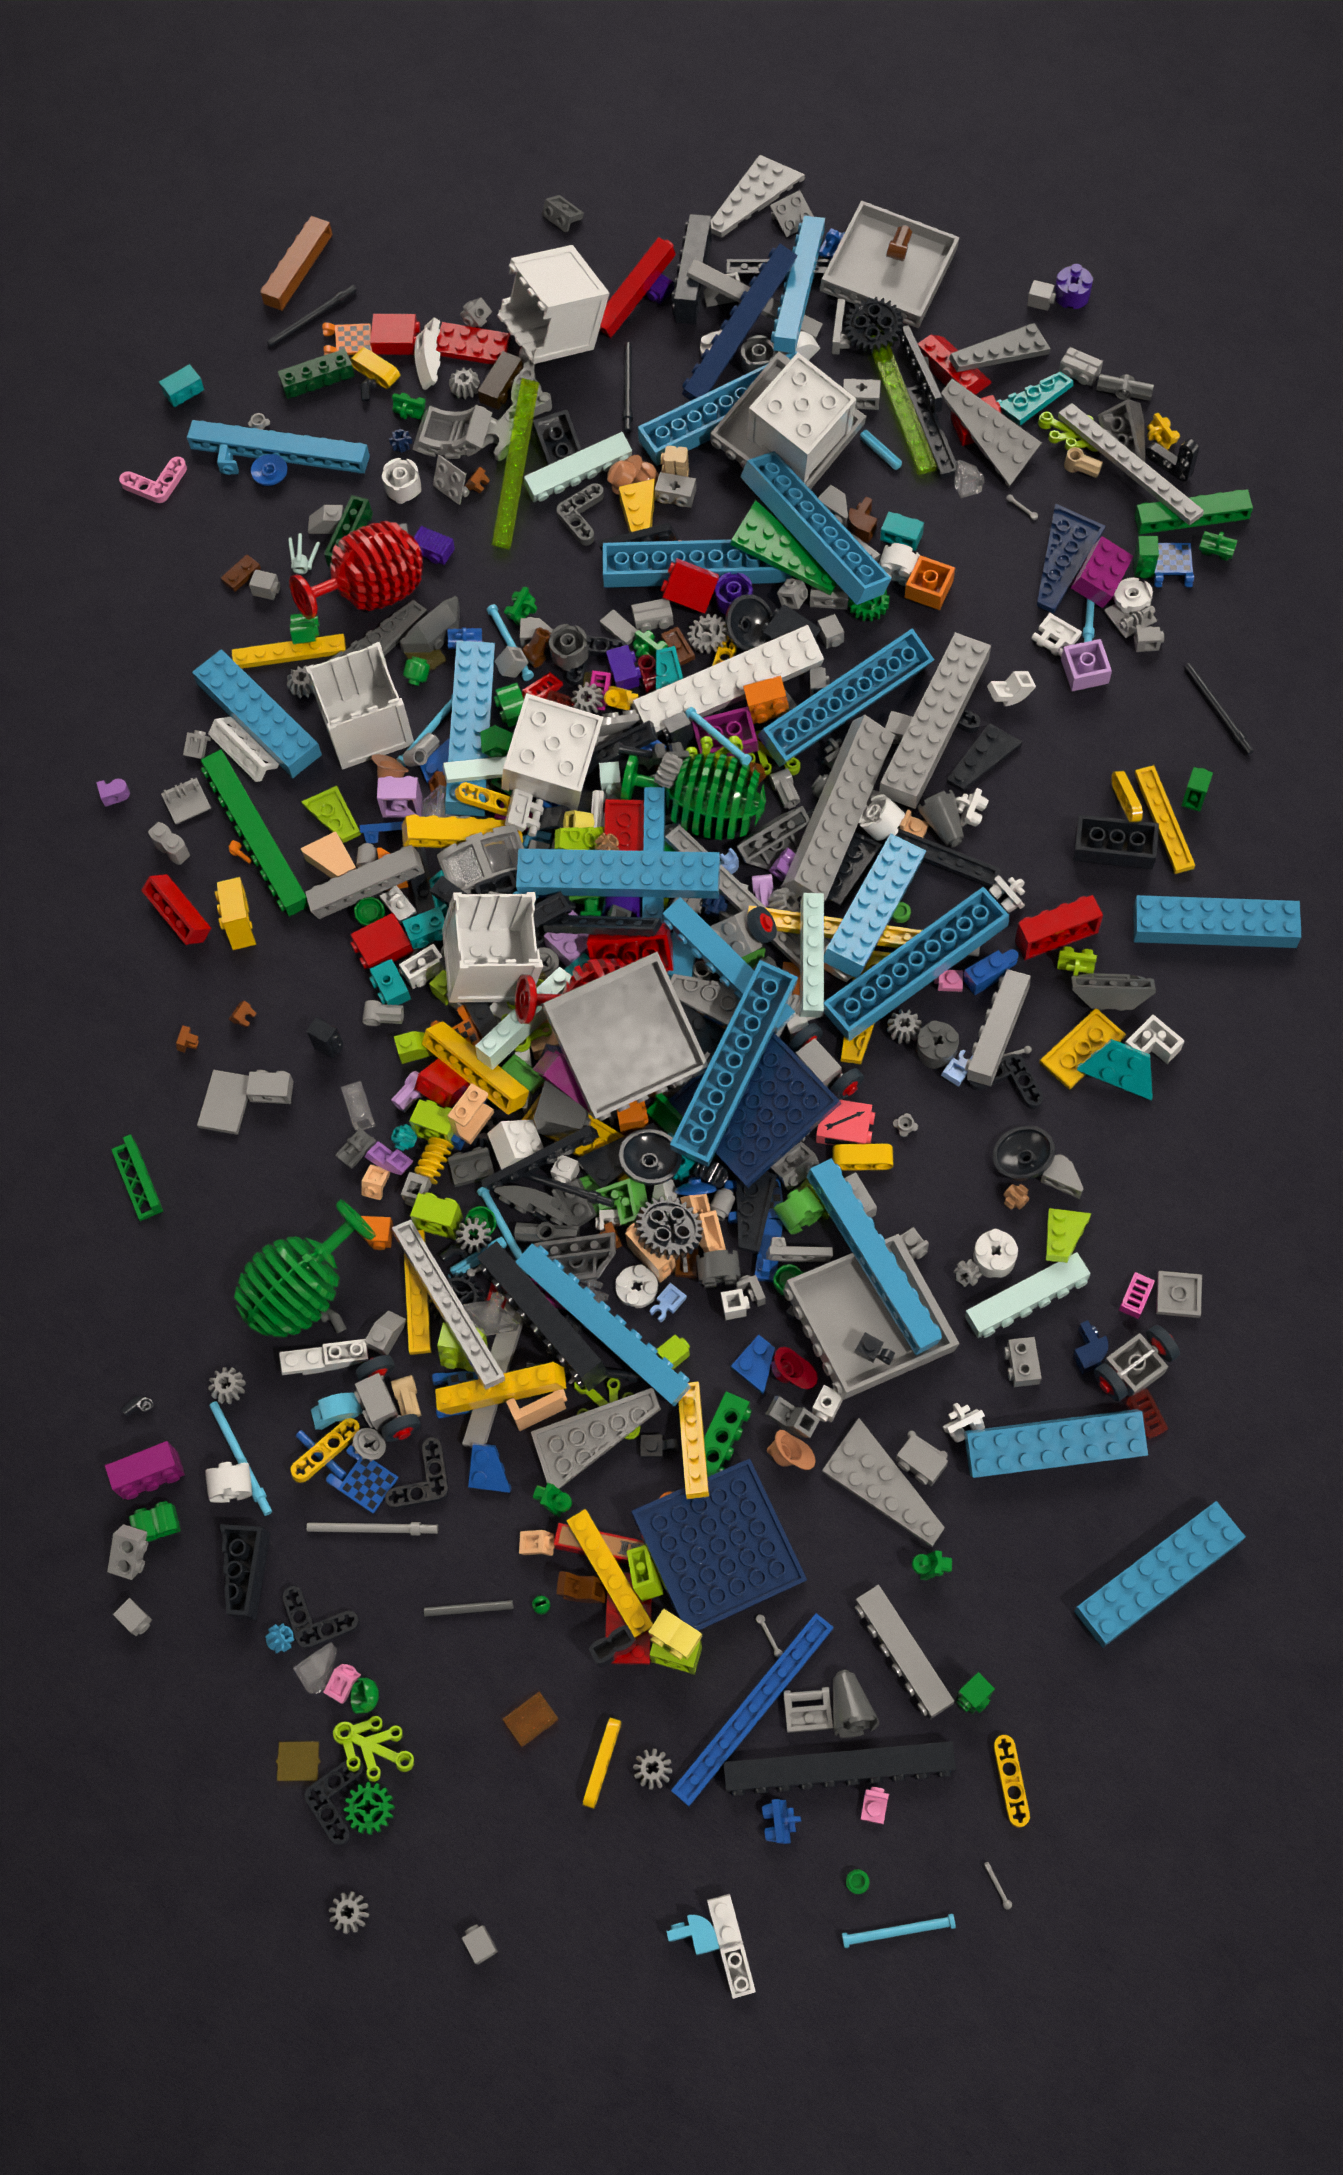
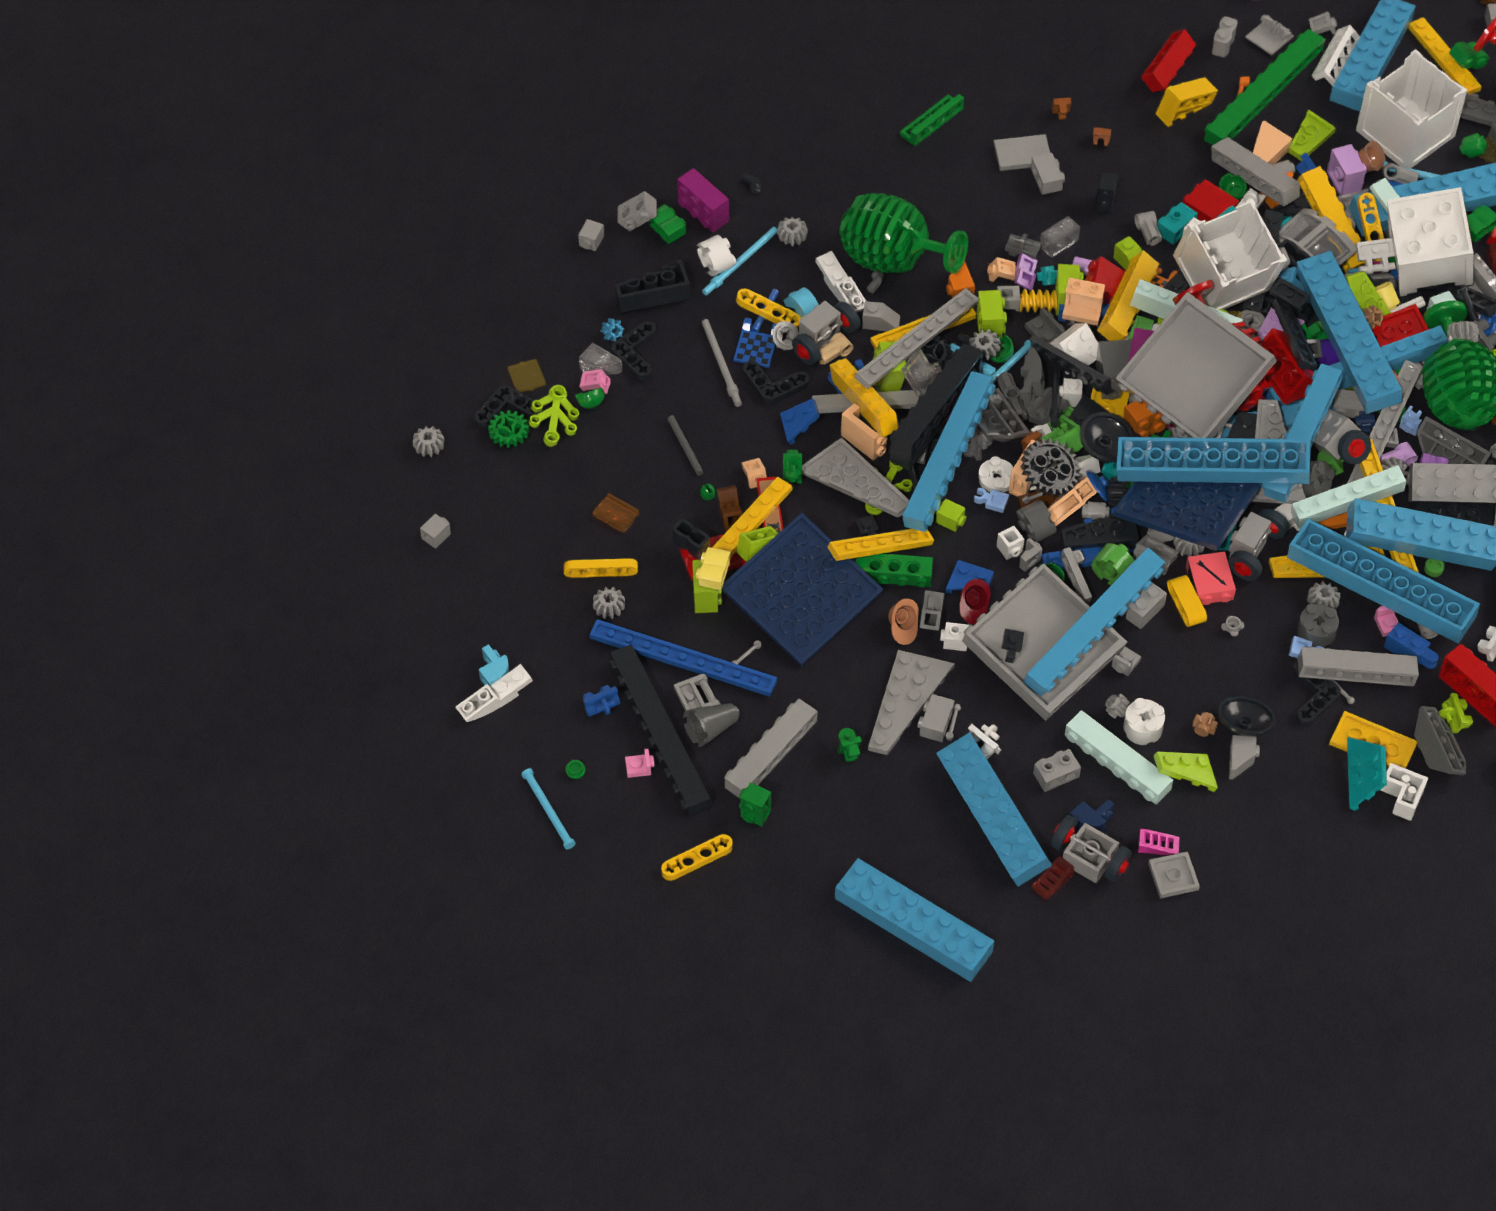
camera: 65 degrees right, 10 degrees down
(1007, 1904) = (597, 881): light grey hinge -> none

